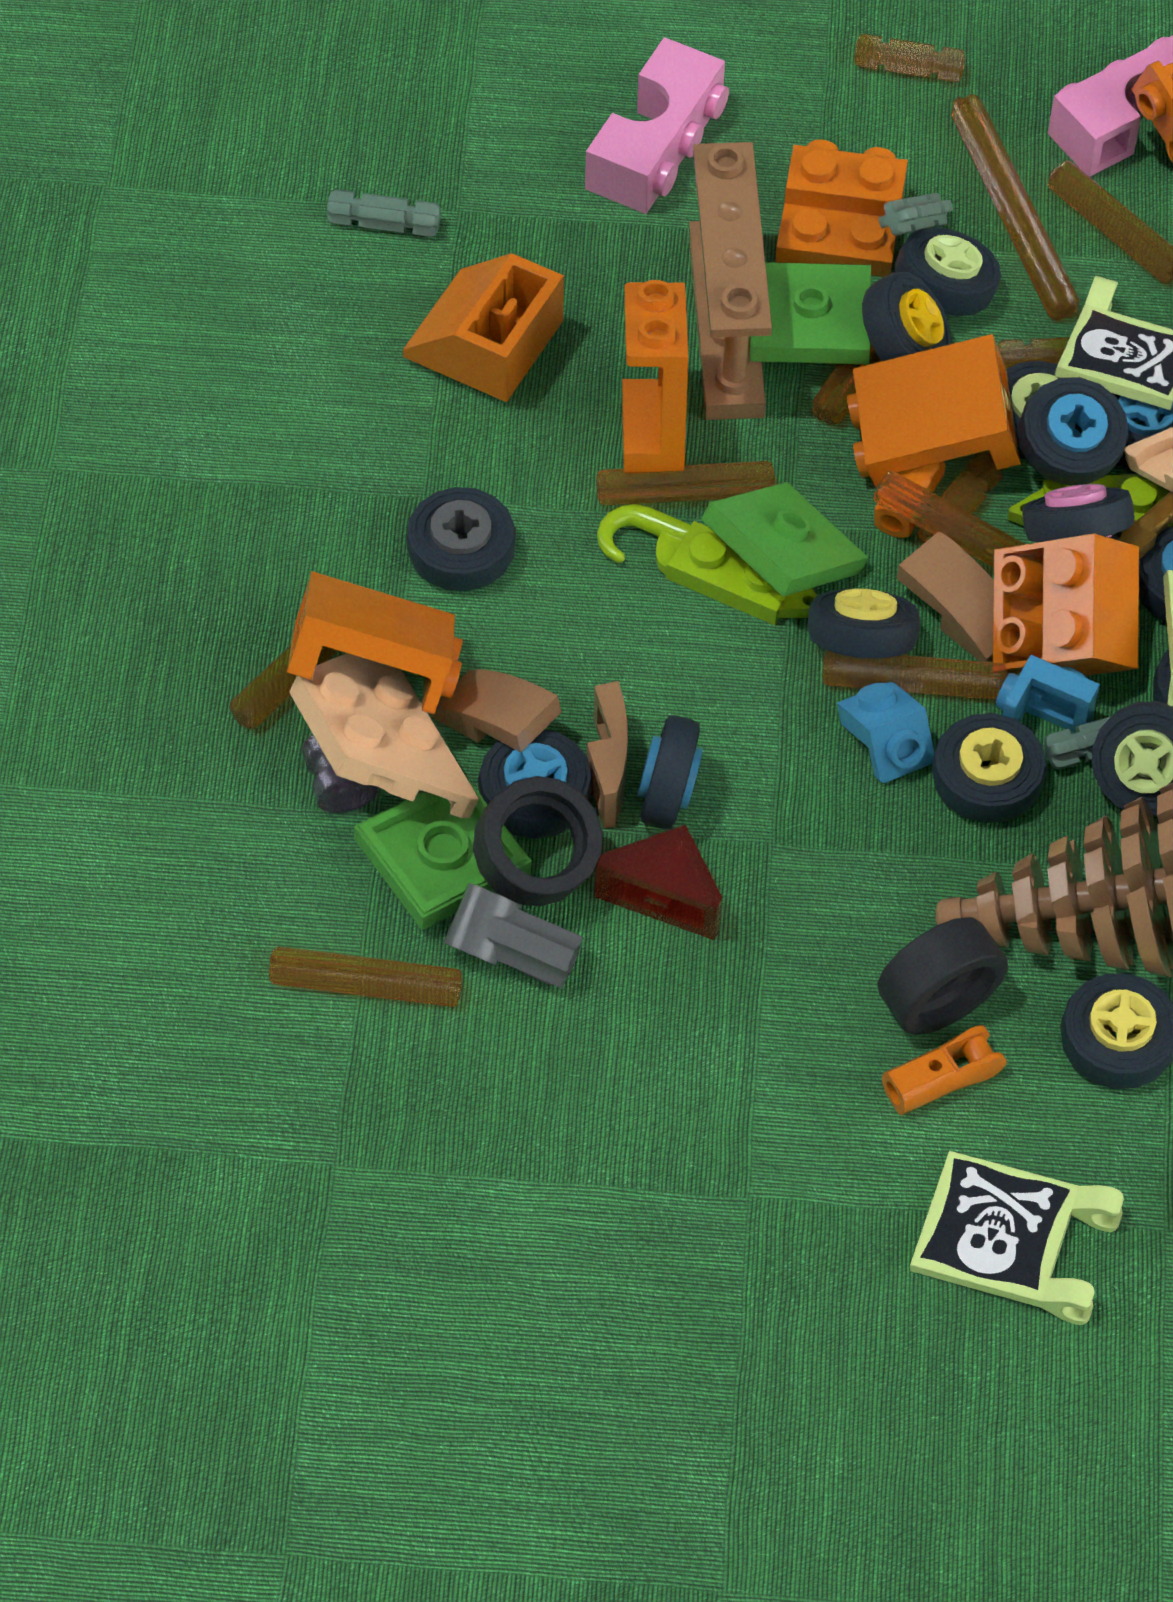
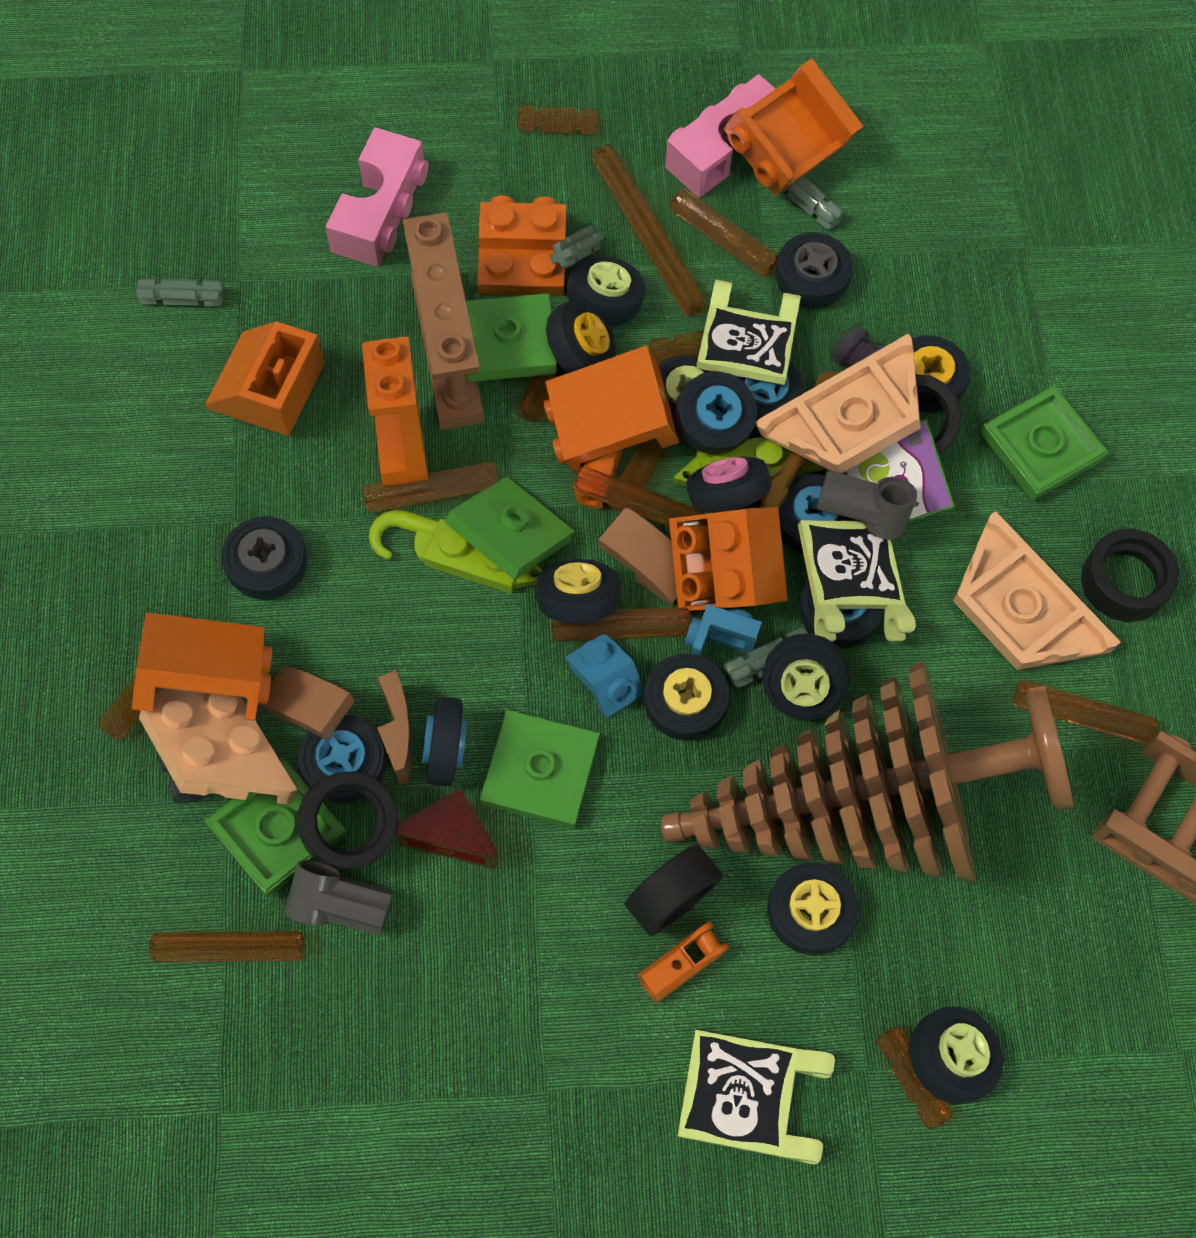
camera: 10 degrees left, 10 degrees up
(787, 829) = (540, 769): none -> bright green plate

